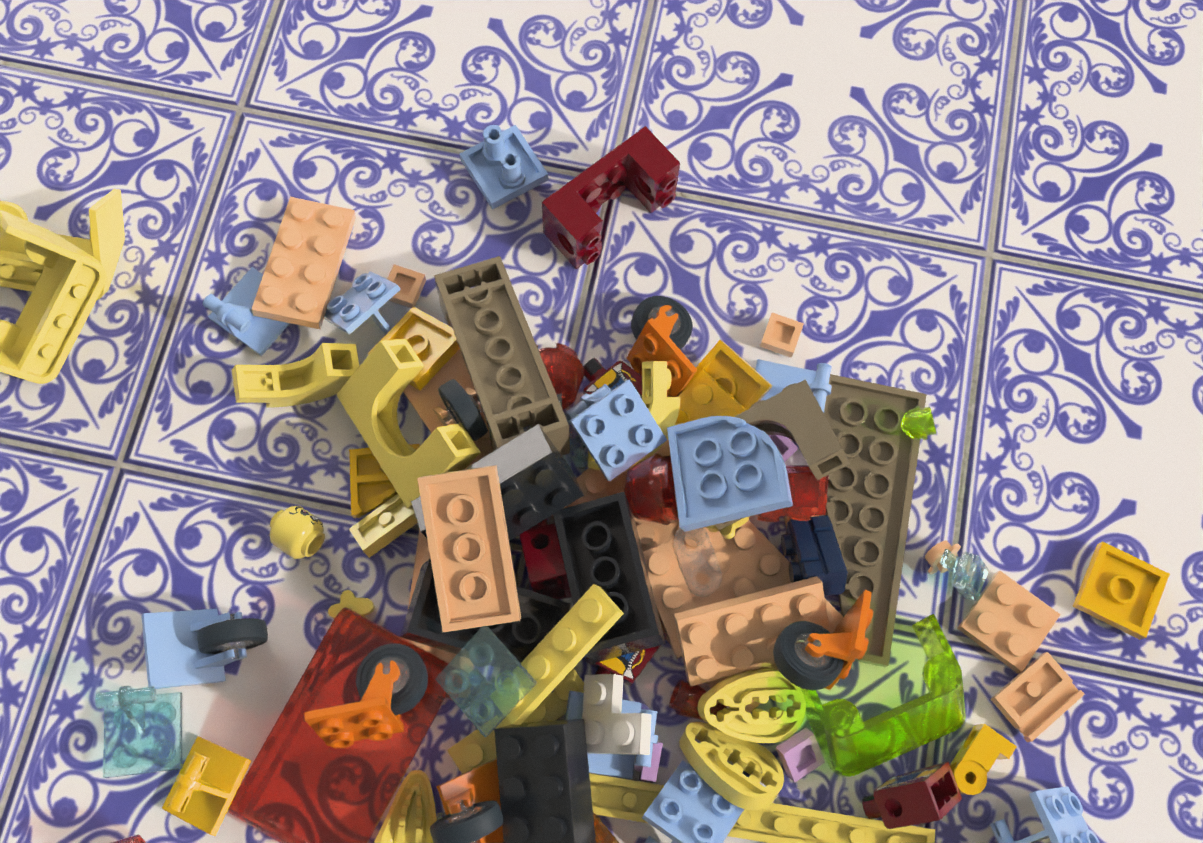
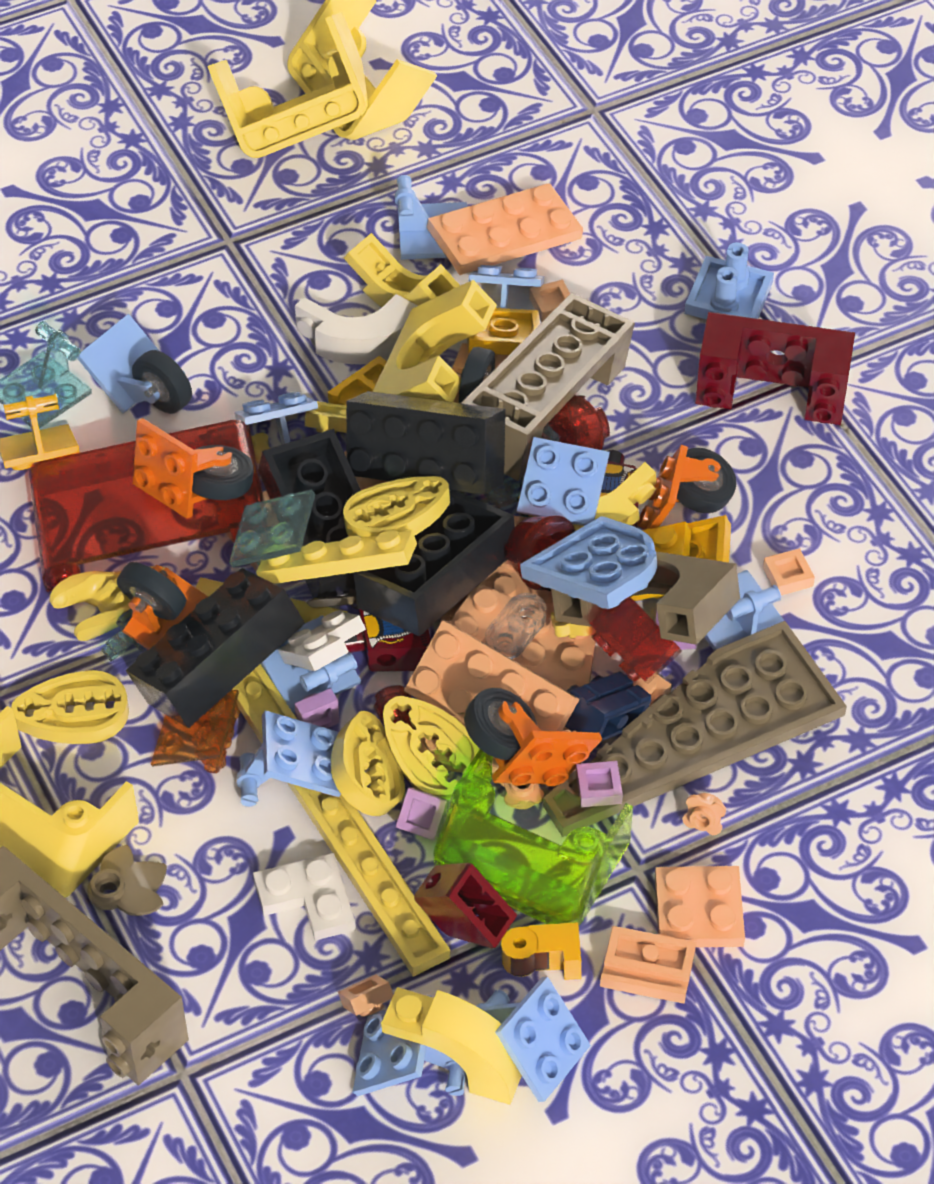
camera: 55 degrees right, 20 degrees down
(296, 532) = (280, 369): light yellow head -> none
(316, 452) = (353, 338): none -> white arch
(340, 570) = (288, 404): none -> light blue plate
(469, 548) = (361, 431): light nougat plate -> none
(566, 581) = (396, 506): none -> light yellow piece
(886, 614) = (599, 784): none -> lavender plate
(918, 423) = (808, 707): clear neon green plate -> none
(968, 573) = (708, 838): clear light blue plate -> none
(1121, 590) = (818, 973): yellow plate -> none

